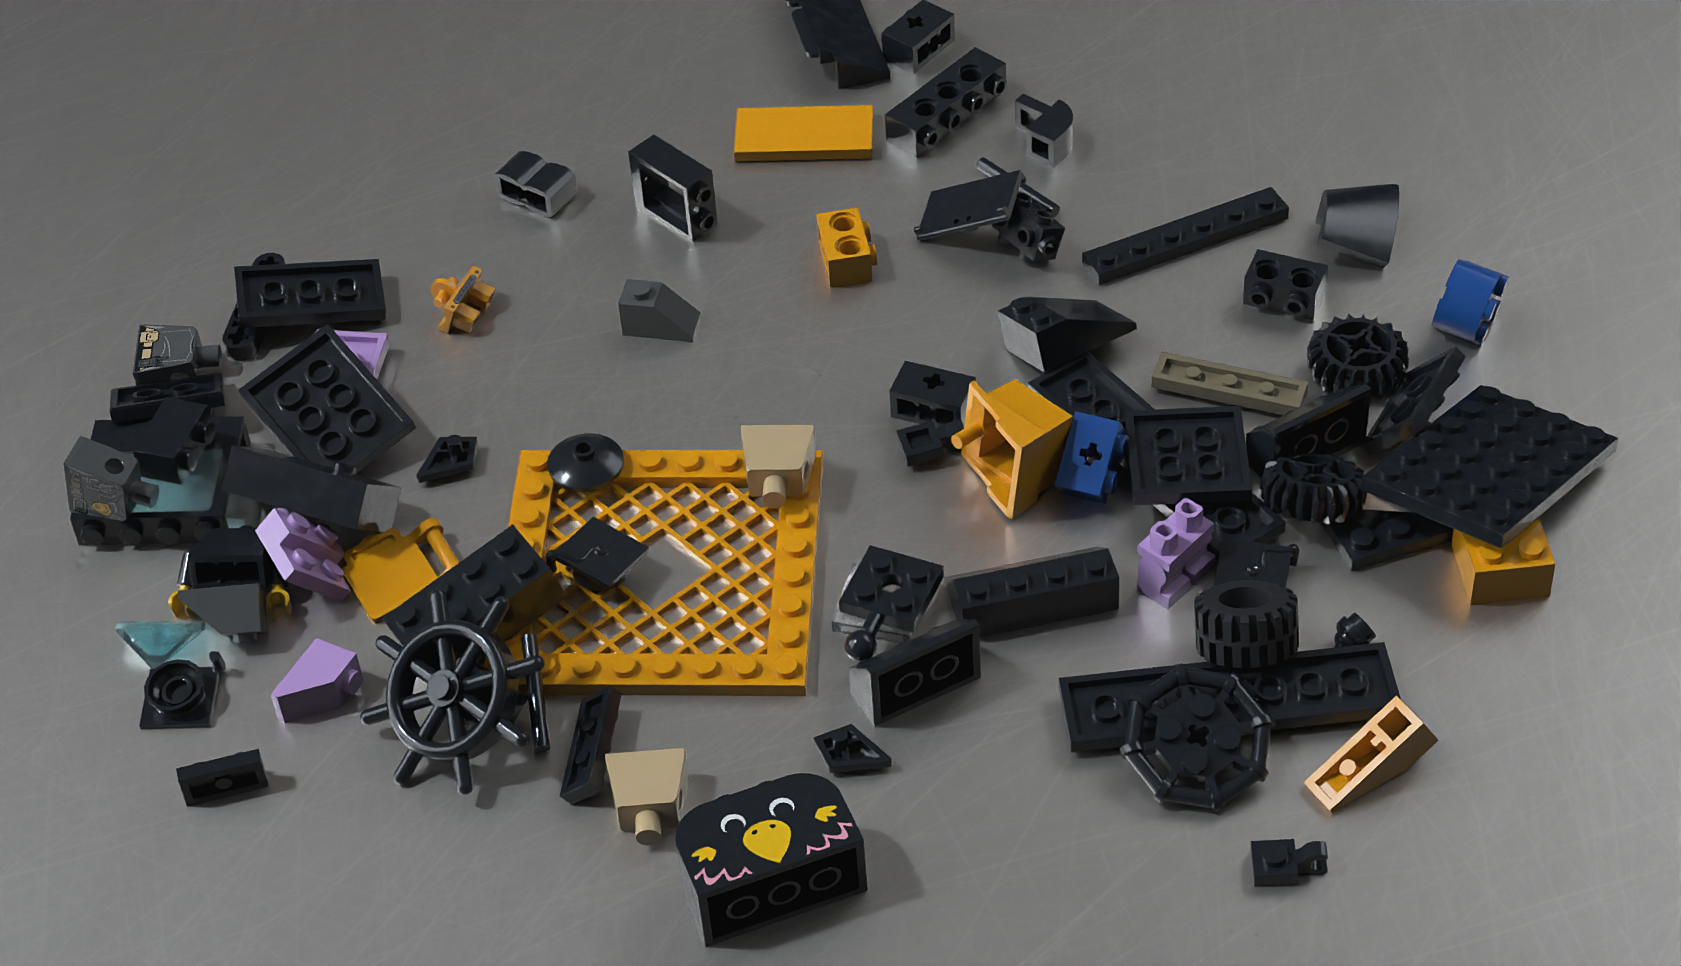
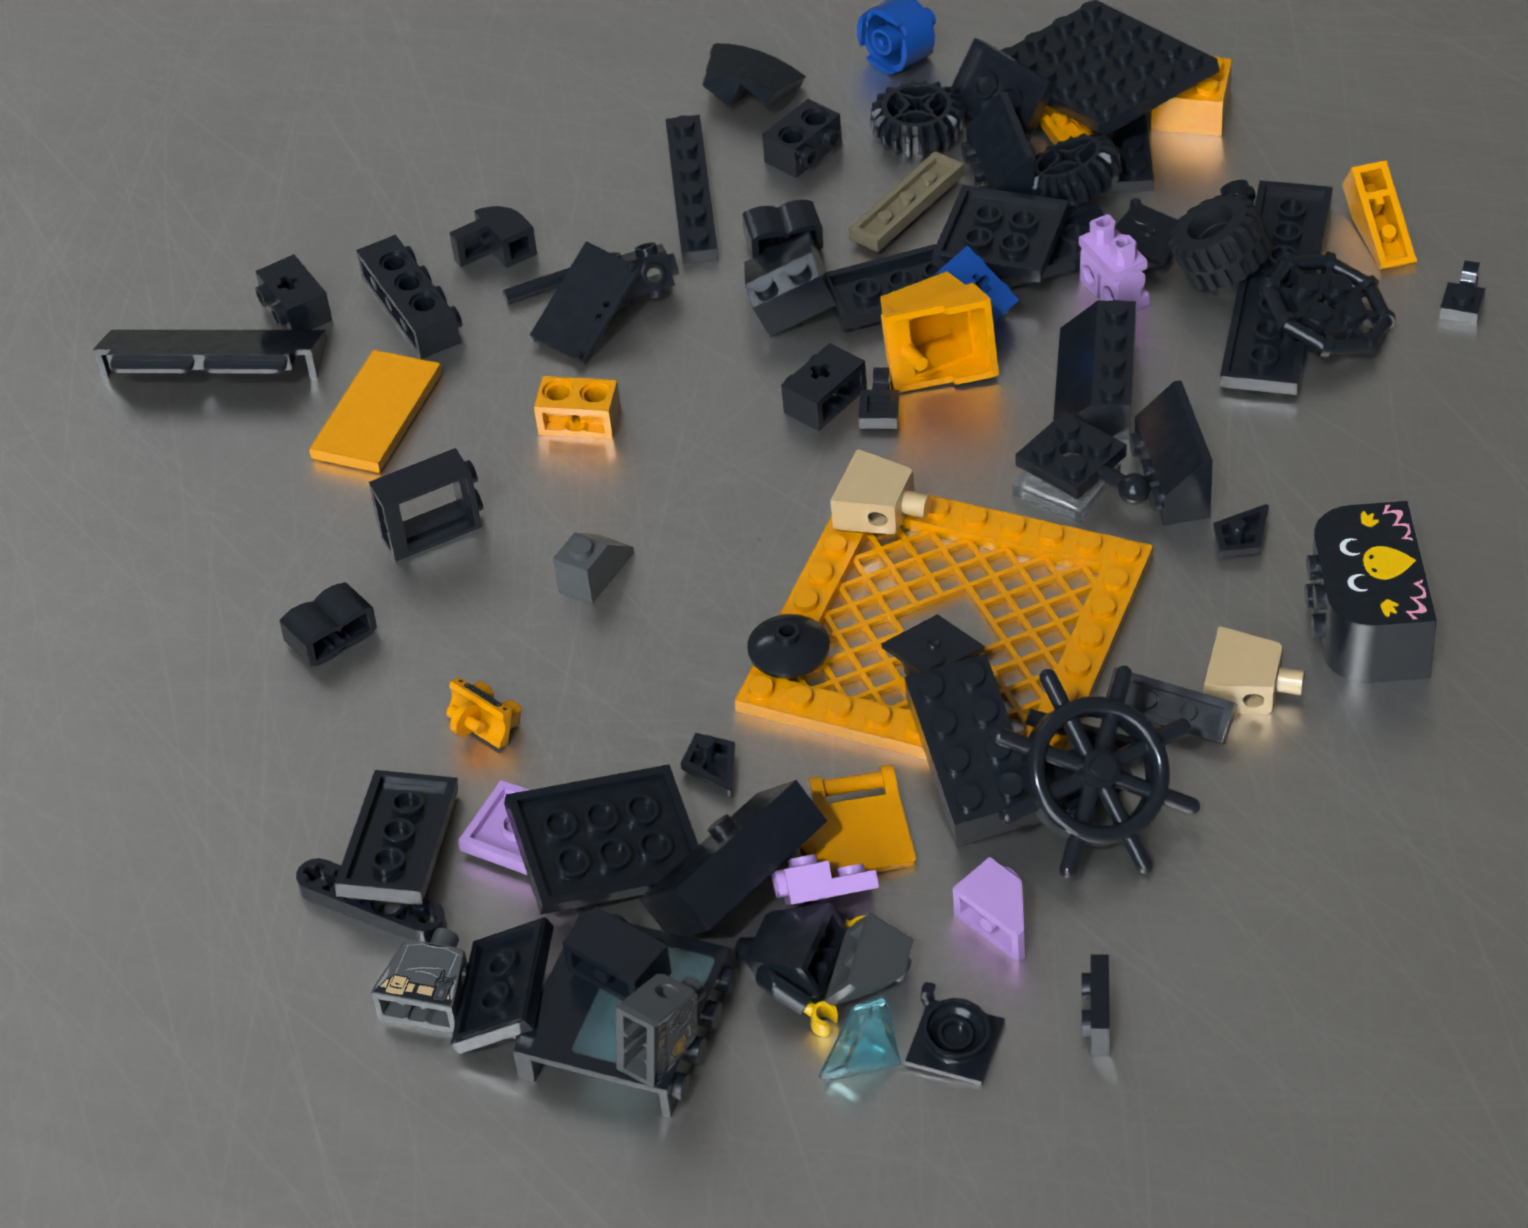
camera: 70 degrees left, 0 degrees up
(1143, 302) = (772, 226): none -> black brick

